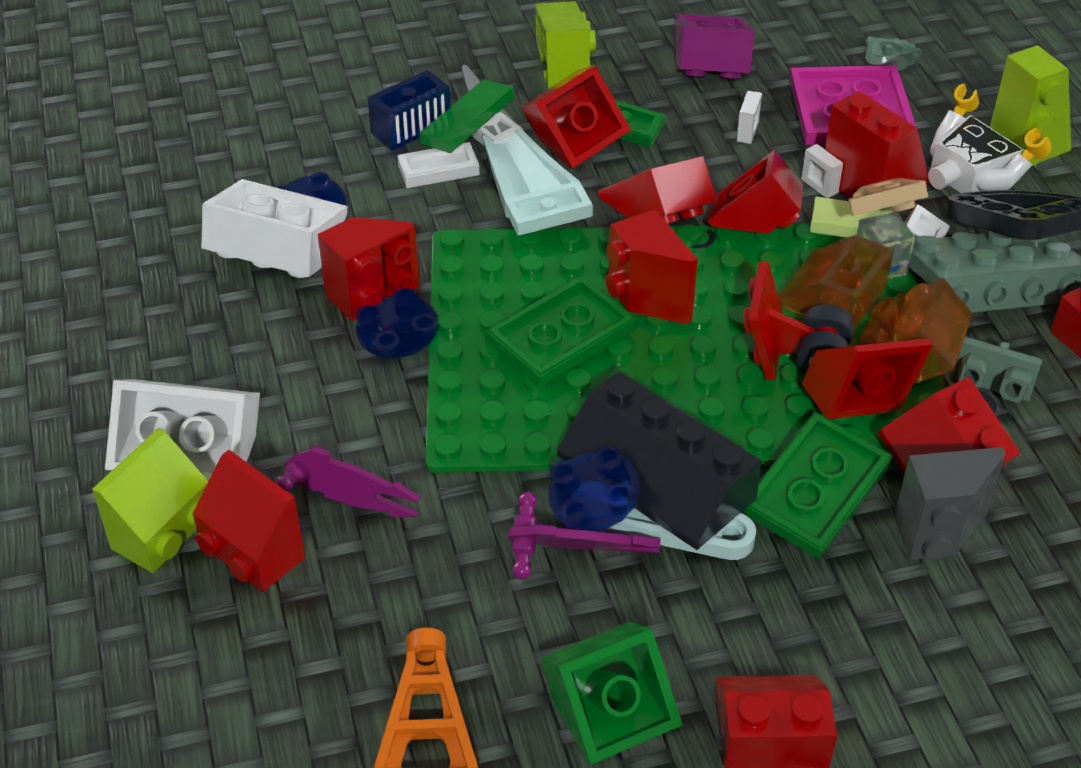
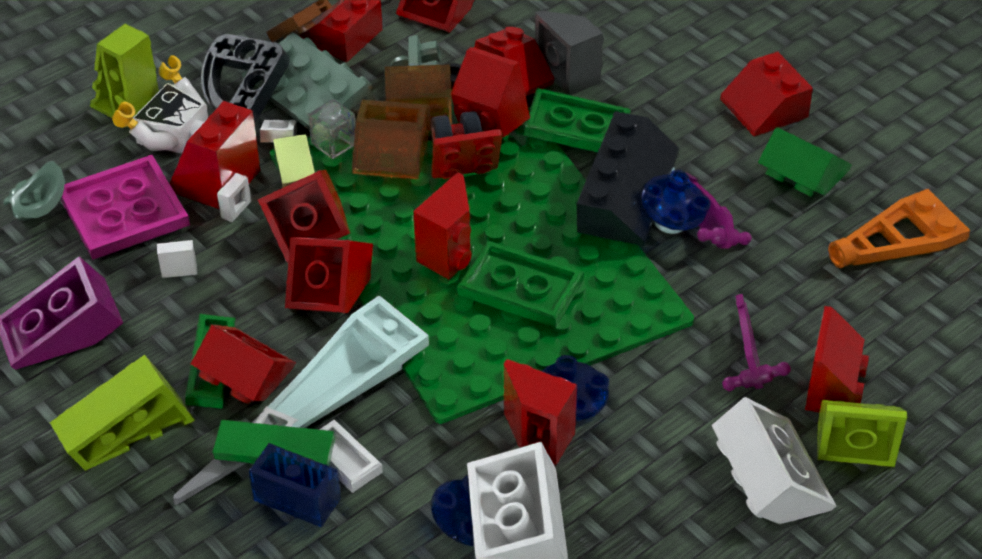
camera: 115 degrees left, 0 degrees up
(894, 193) = (292, 122): tan wing -> none

